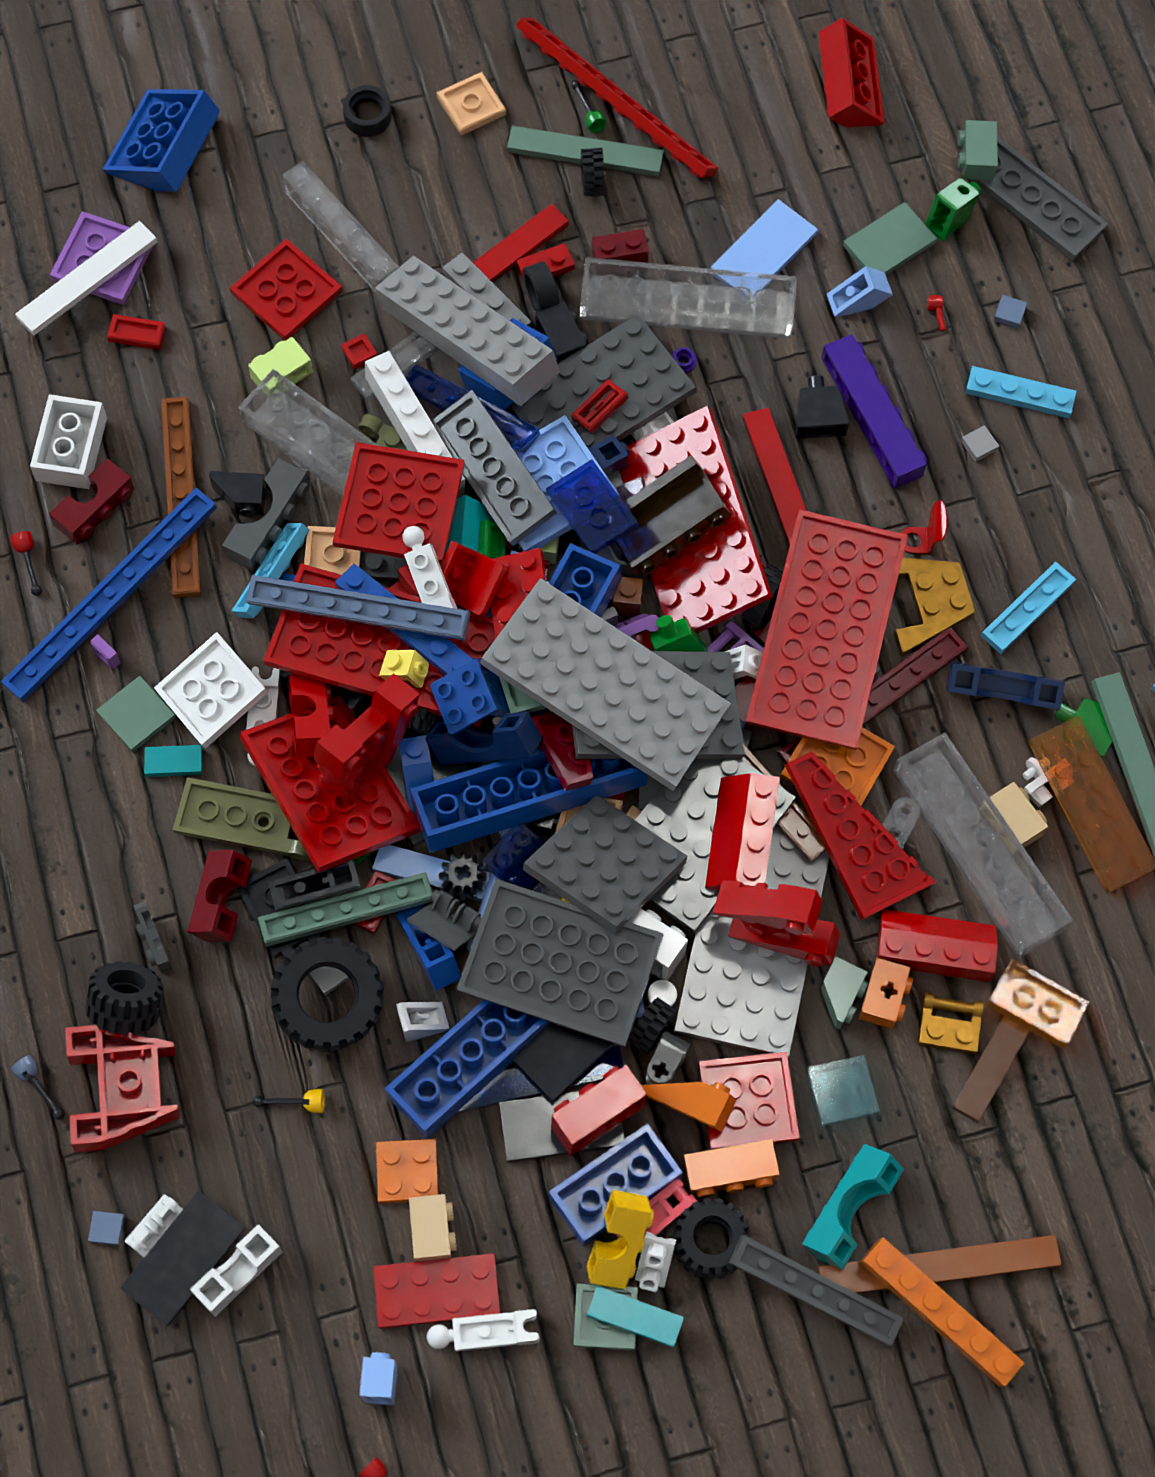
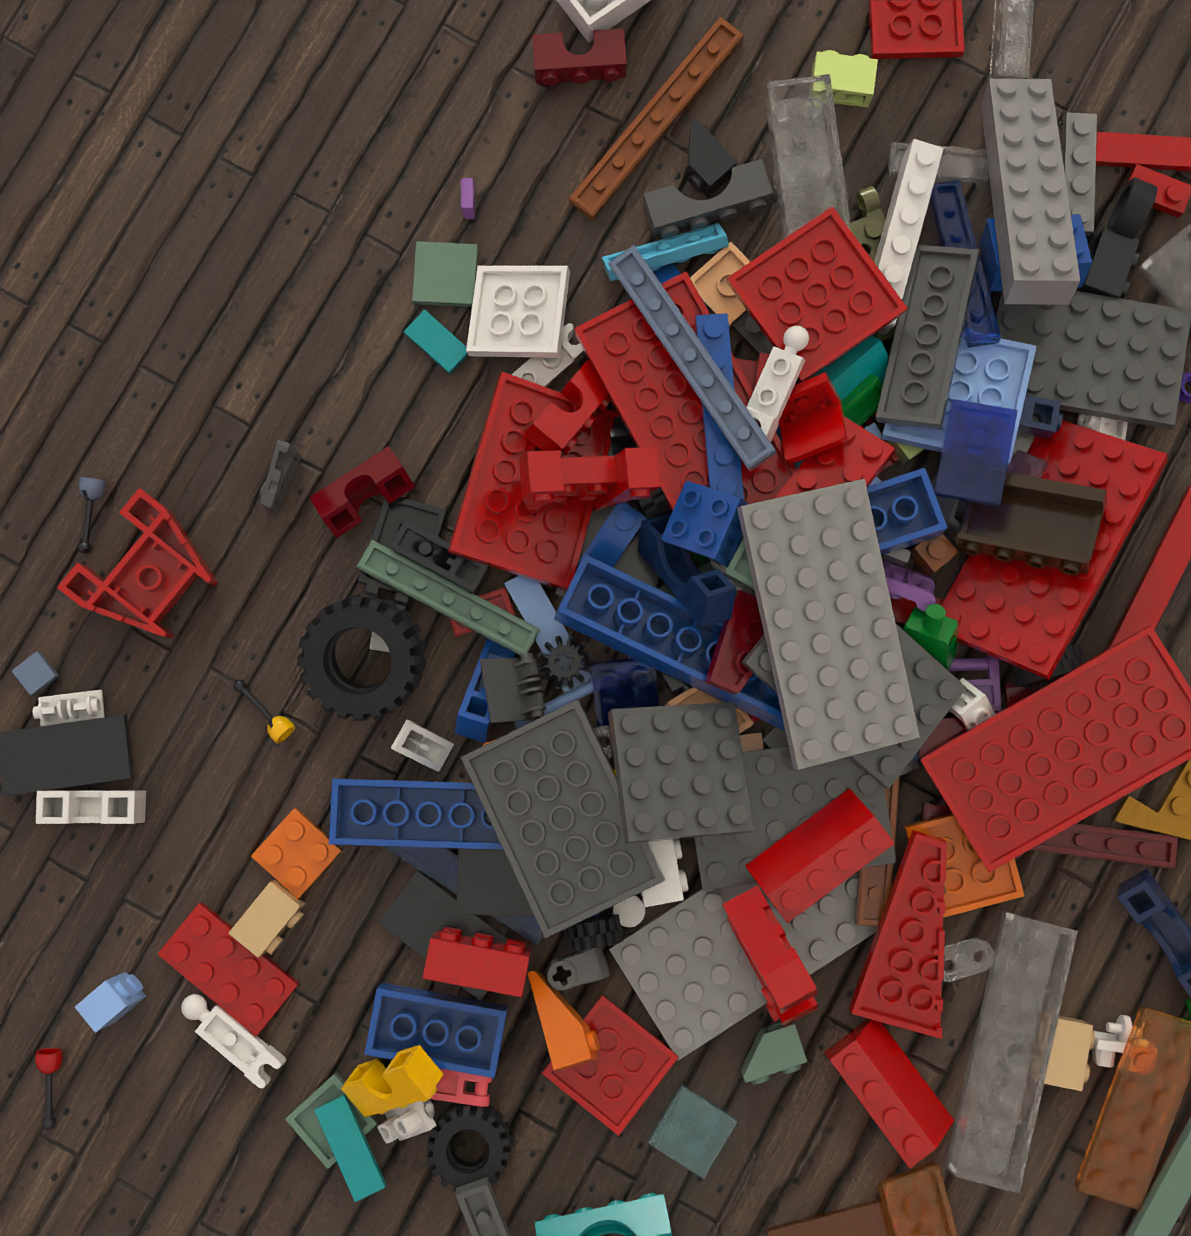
camera: 45 degrees right, 15 degrees up
(23, 544) = (492, 43): hinge -> none
(108, 595) = (518, 151): blue plate -> none
(124, 998) = (219, 489): black tyre -> none
(233, 817) = (435, 433): olive hinge -> none
(358, 351) = (922, 124): red plate -> none
(406, 665) = (680, 445): light yellow bracket -> none
(602, 409) = (1074, 376): red tile -> none
(731, 1168) = (541, 1105): brick -> none
(890, 977) = (789, 1094): orange brick -> none
(947, 1032) = (825, 1168): pearl gold plate -> none

